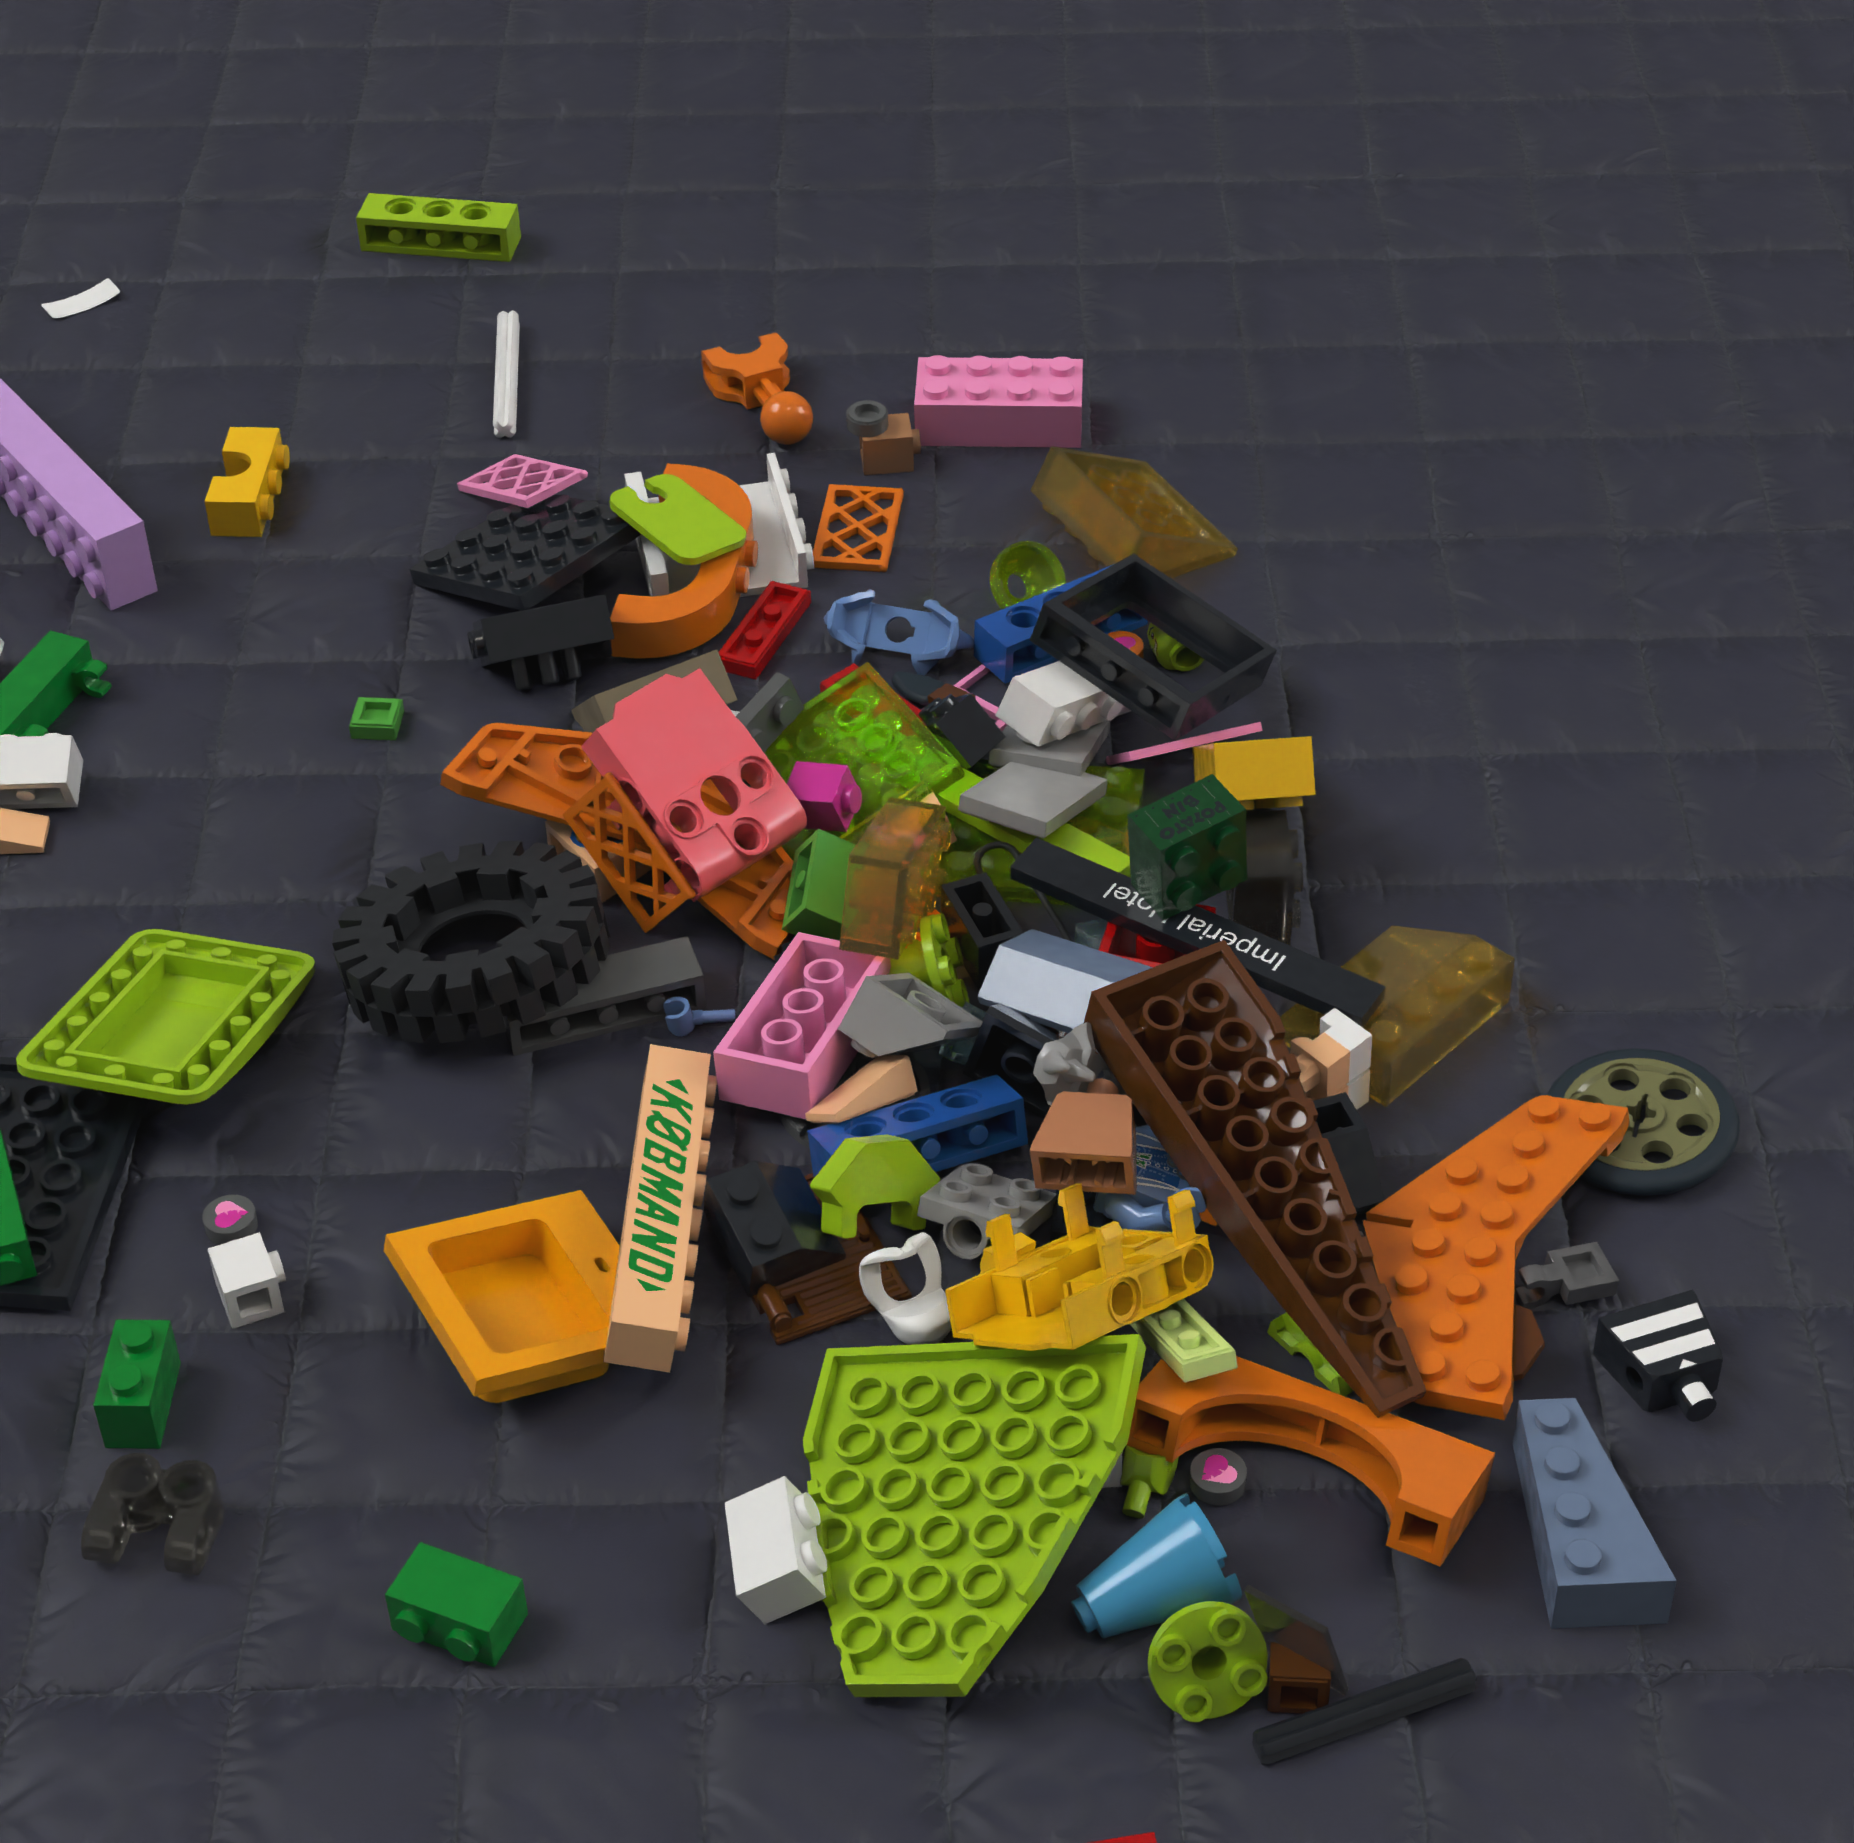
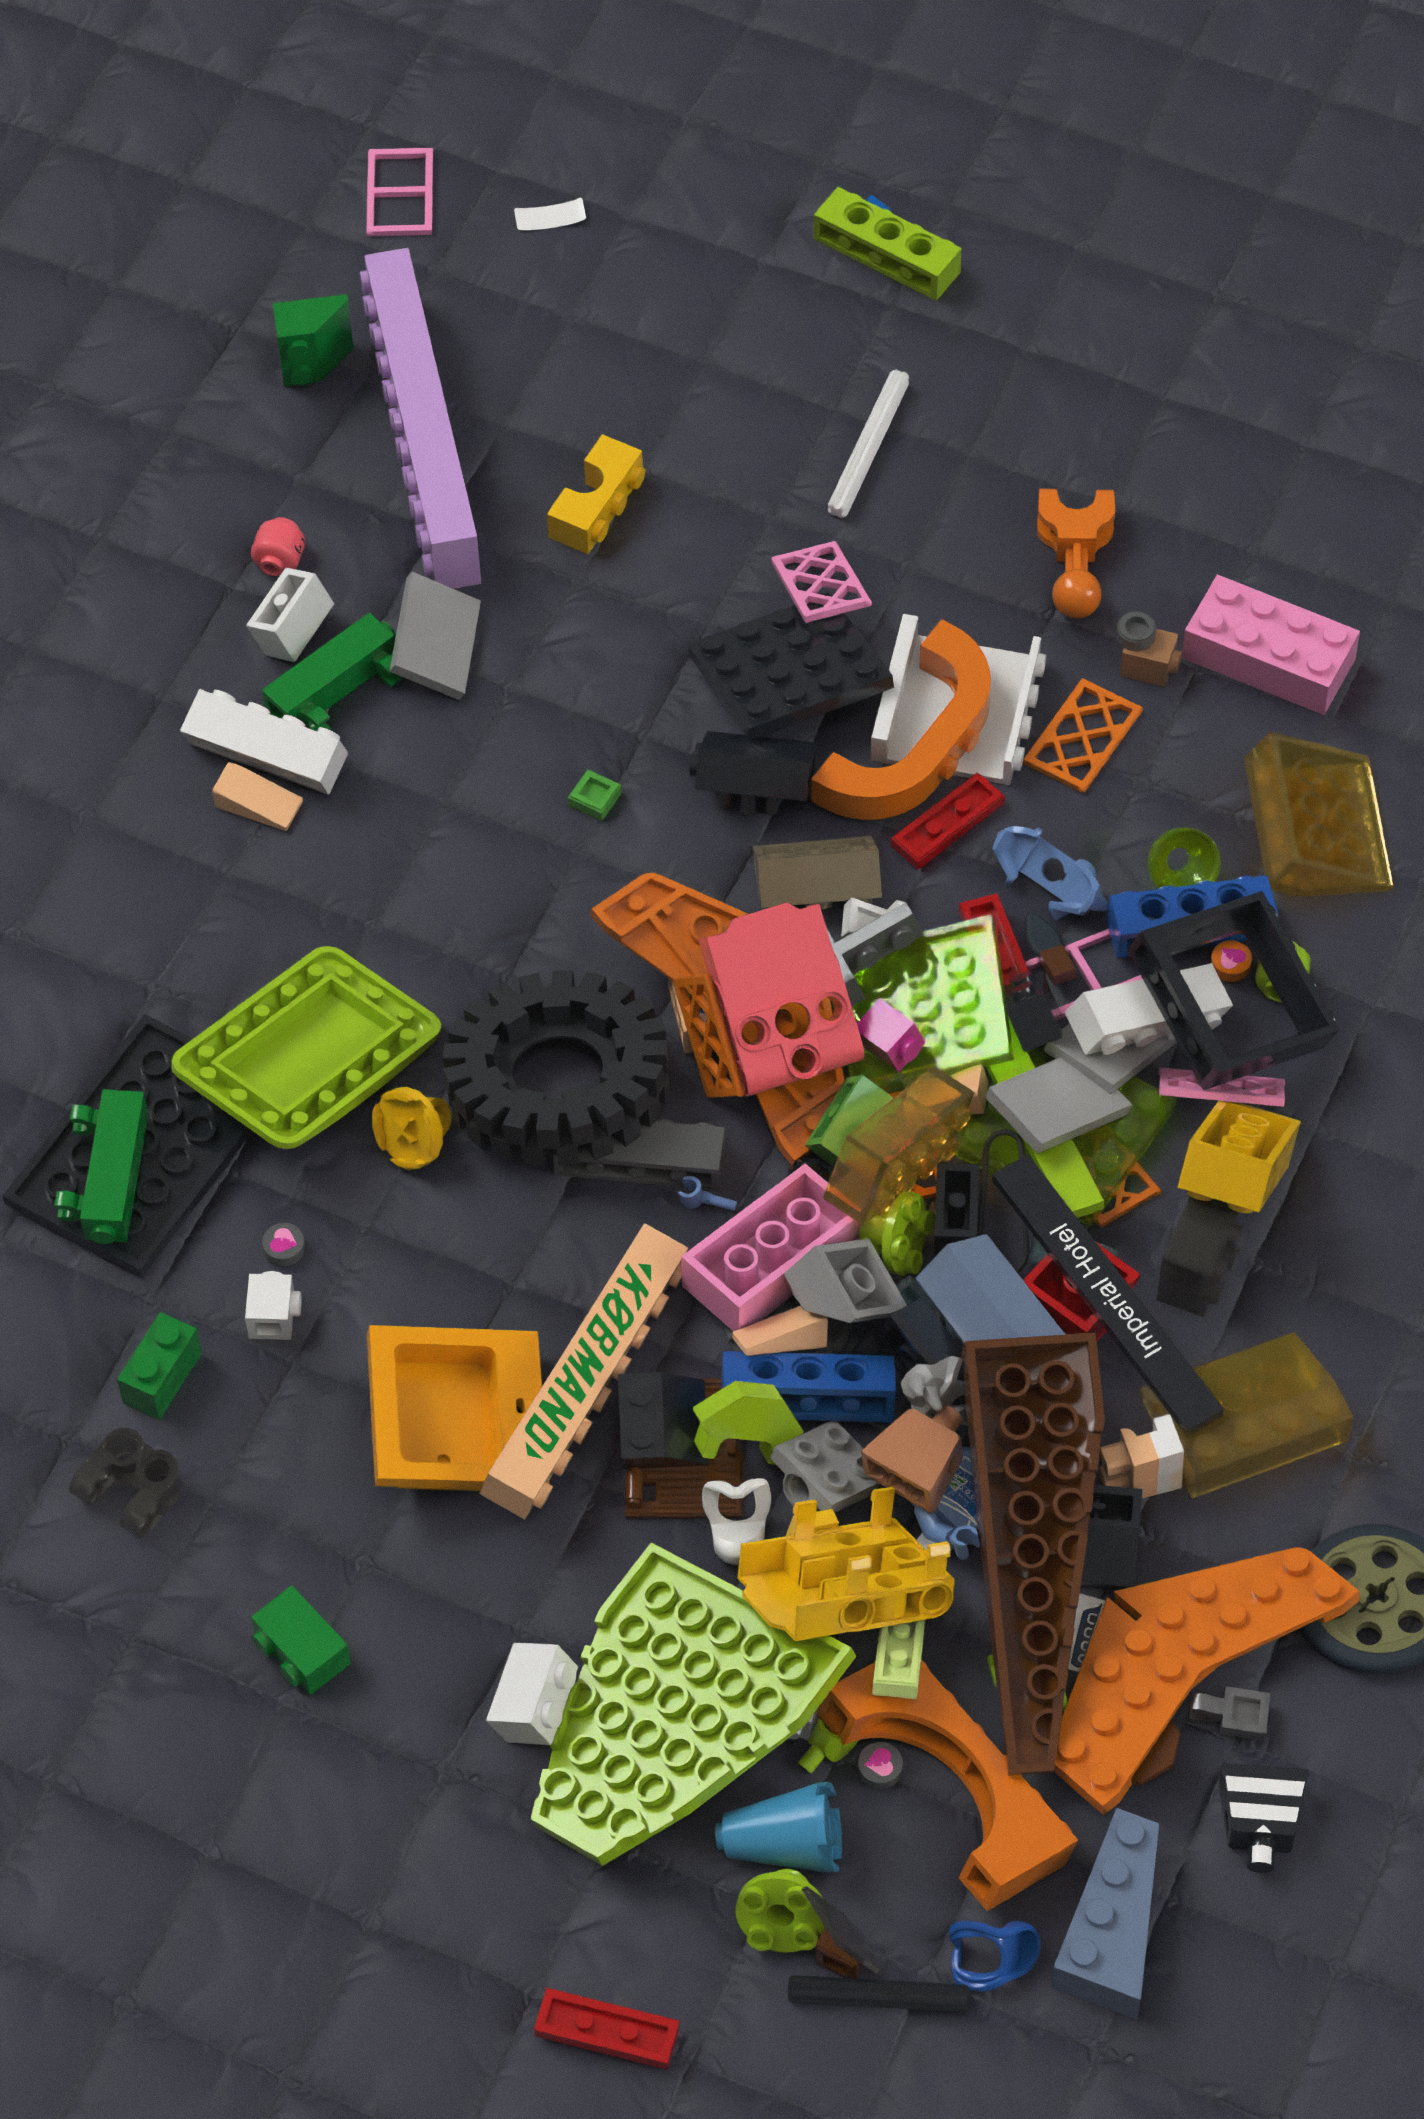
camera: 25 degrees right, 15 degrees up
(132, 634) = (435, 635): none -> light grey tile
(326, 1052) = (410, 1126): none -> yellow tile
(682, 525) = (915, 703): lime piece -> none
(1188, 847) = (1122, 1227): dark green brick -> none
(1500, 1598) = (1018, 1948): none -> blue piece

